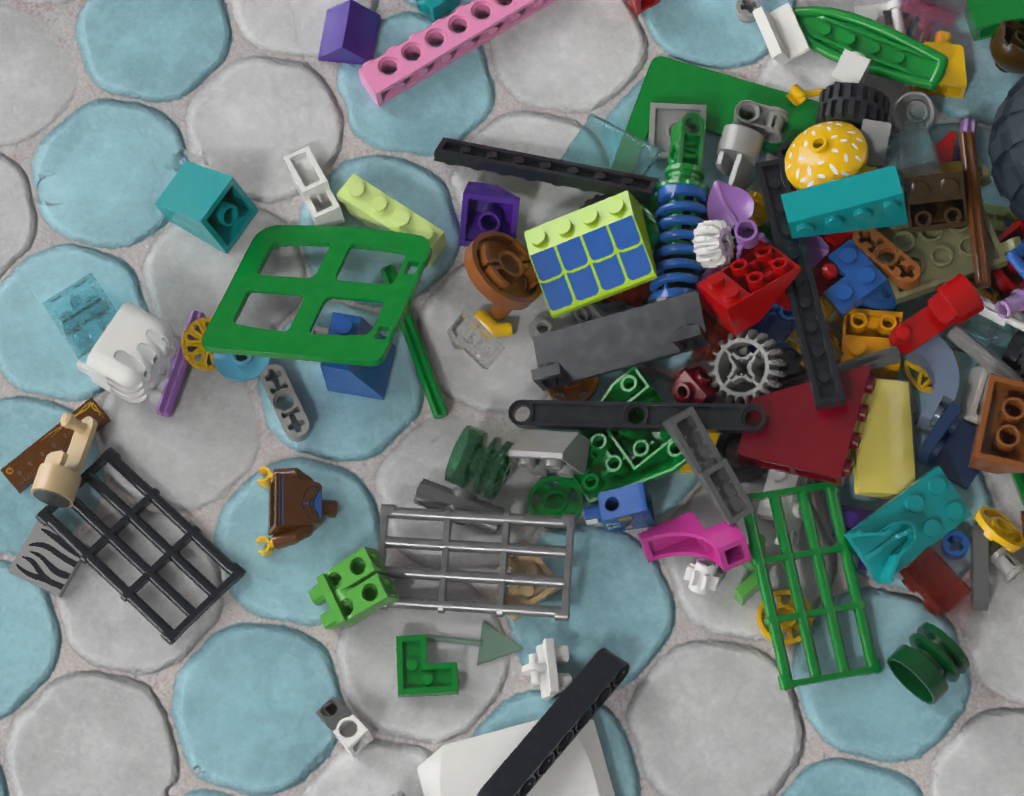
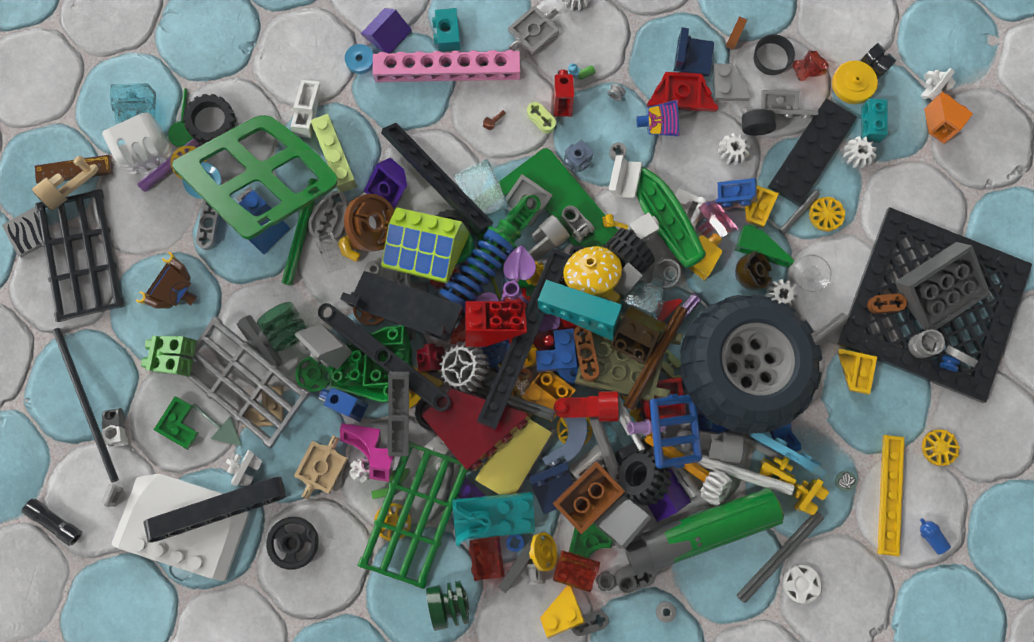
camera: 25 degrees right, 10 degrees up
(168, 309) = (177, 132): none -> green piece
(183, 251) = (204, 102): none -> black tyre
(207, 205) = (240, 83): teal slope -> none
(288, 716) = (85, 405): none -> black piece
(341, 100) = (354, 53): none -> dark azure piece
(426, 307) = (325, 208): none -> light grey piece
(562, 69) = (490, 123): none -> copper hand
(623, 24) = (538, 120): none -> yellowish green beam
(647, 606) = (320, 467): none -> tan plate
(650, 717) = (278, 532): none -> black wheel
(705, 41) = (578, 156): none -> sand blue brick
(713, 244) = (493, 282): white gear -> none

